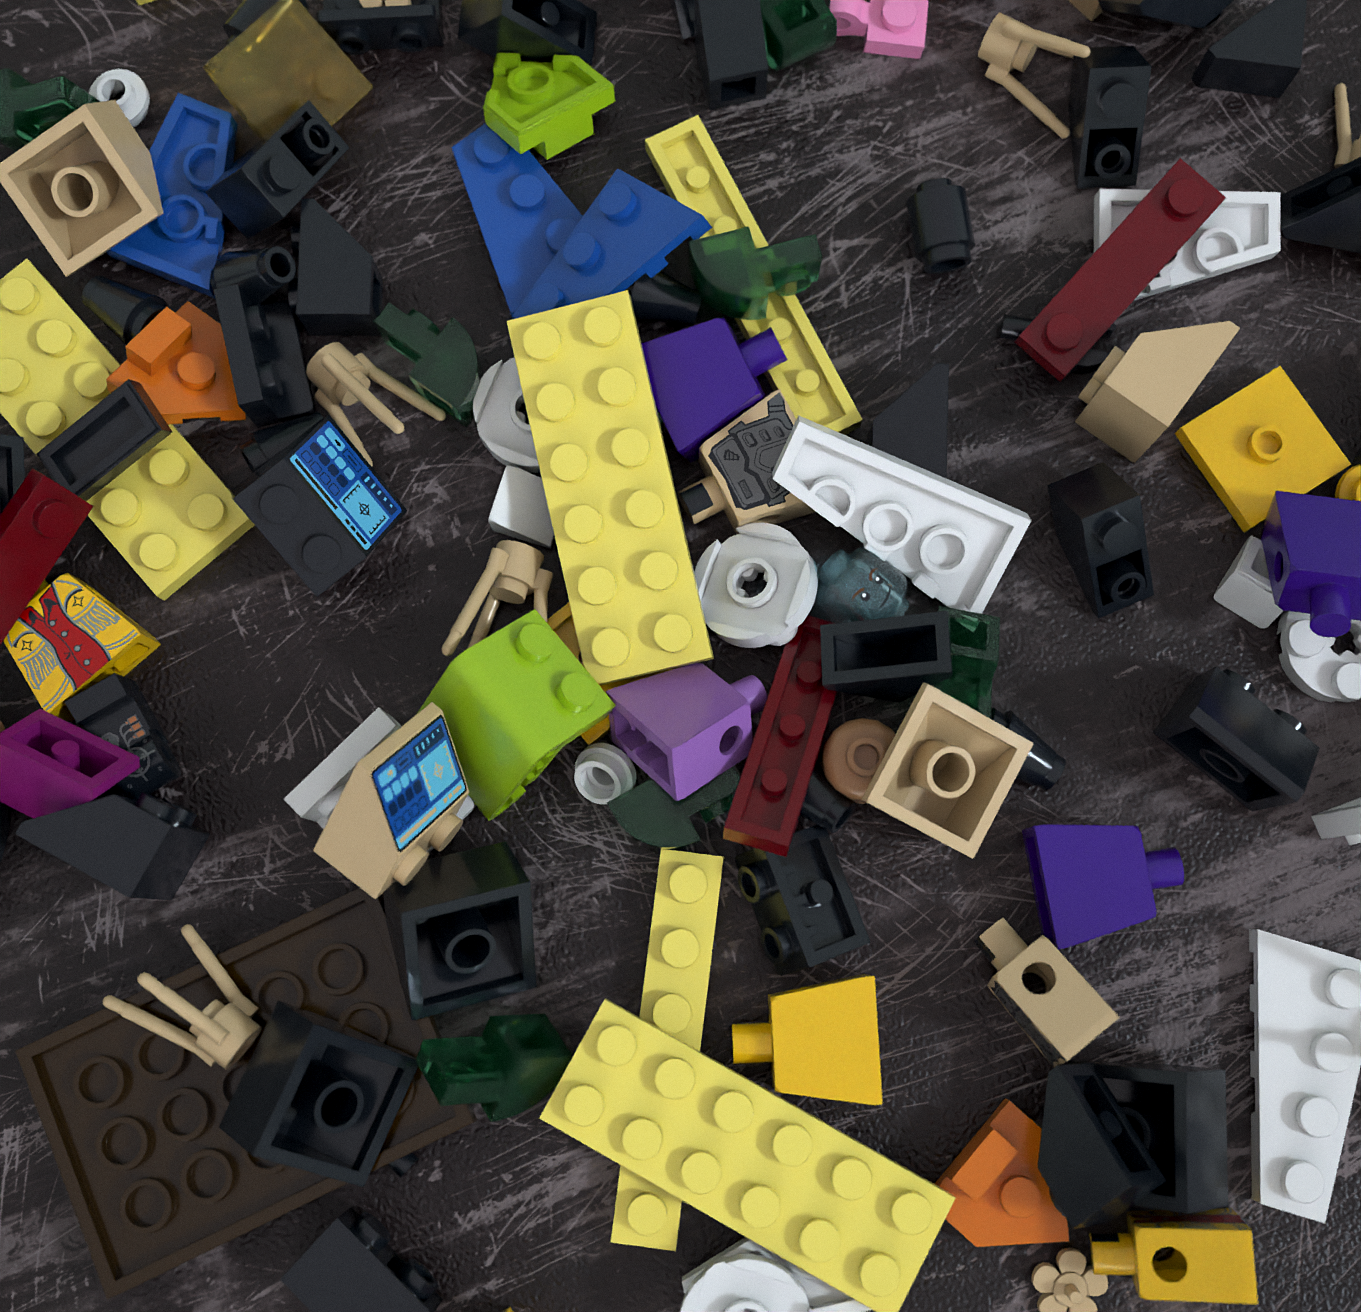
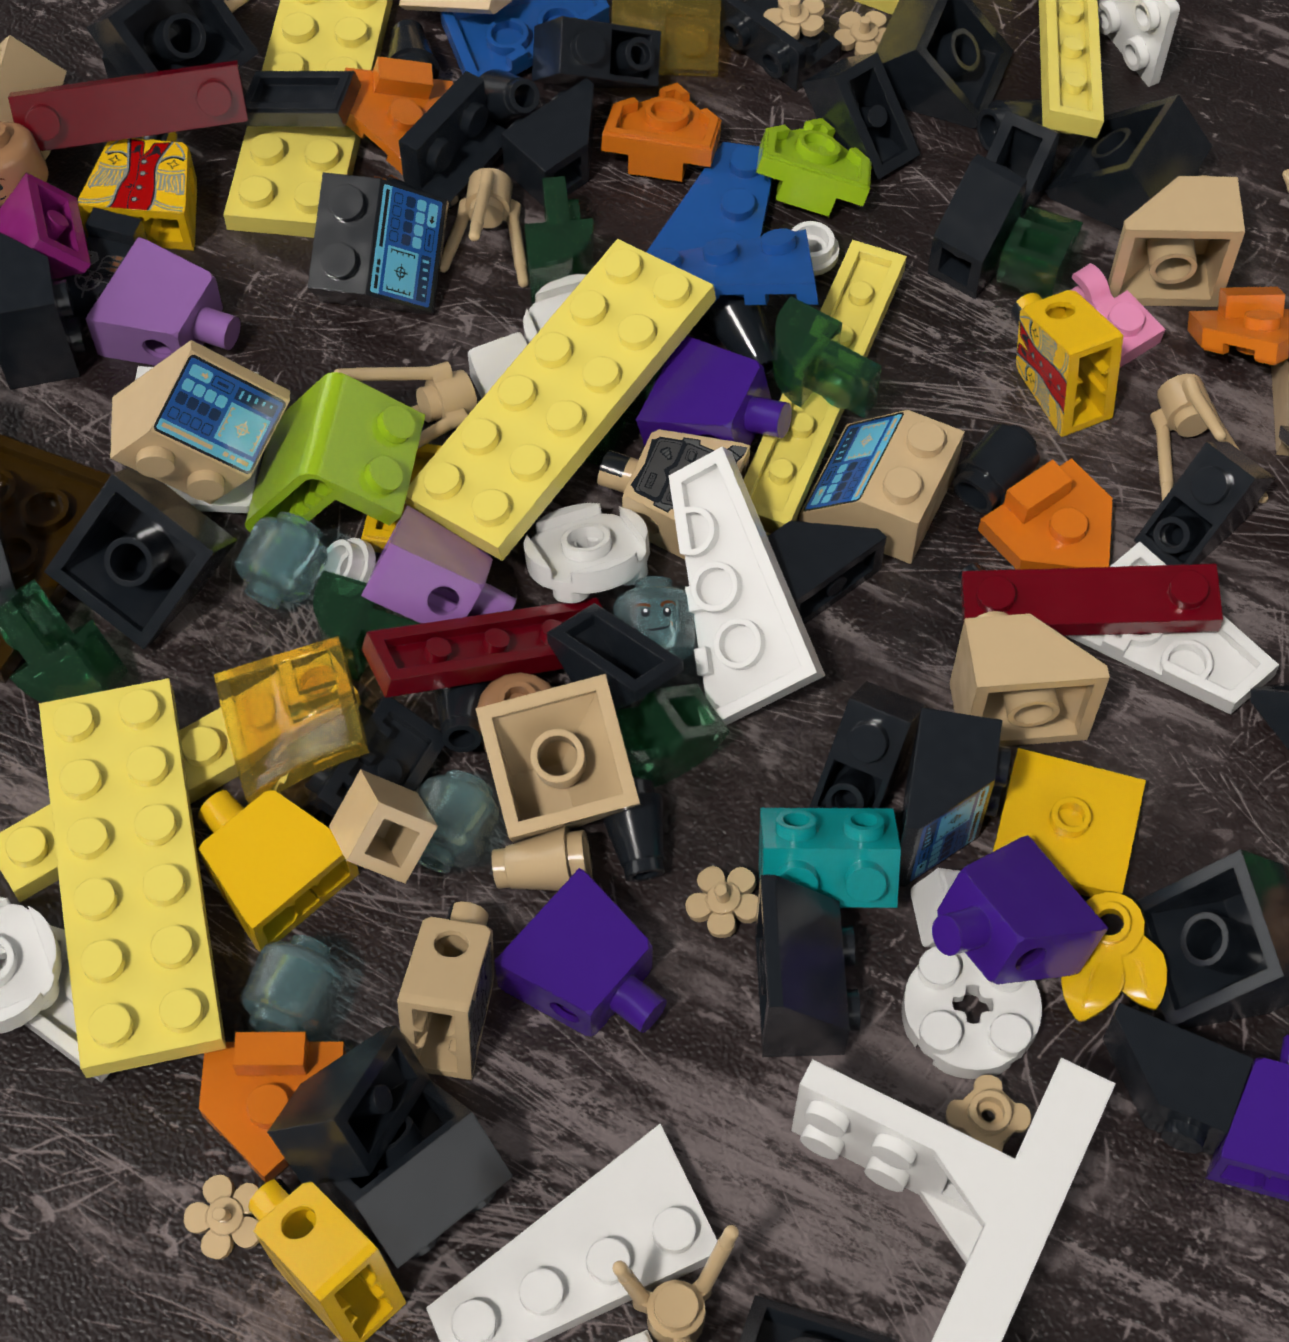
camera: 45 degrees right, 20 degrees down
(214, 723) = (157, 307): none -> medium lavender torso
(400, 184) = (662, 134): none -> orange plate
(558, 822) = (281, 560): none -> clear light blue head
(606, 164) = (822, 246): none -> white plate
(719, 931) = (291, 716): none -> clear yellow plate
(883, 314) = (887, 478): none -> tan slope
(888, 945) = (382, 826): none -> tan brick
(899, 86) = (1068, 358): none -> yellow torso
(900, 880) = (464, 818): none -> clear light blue head
(940, 1107) = (292, 987): none -> clear light blue head
(1000, 841) = (542, 861): none -> tan cone
(1020, 228) = (1052, 520): none -> orange plate
(1117, 734) = (723, 900): none -> tan plant
(1167, 640) = (834, 852): none -> teal brick
(1200, 519) = (949, 787): none -> black slope

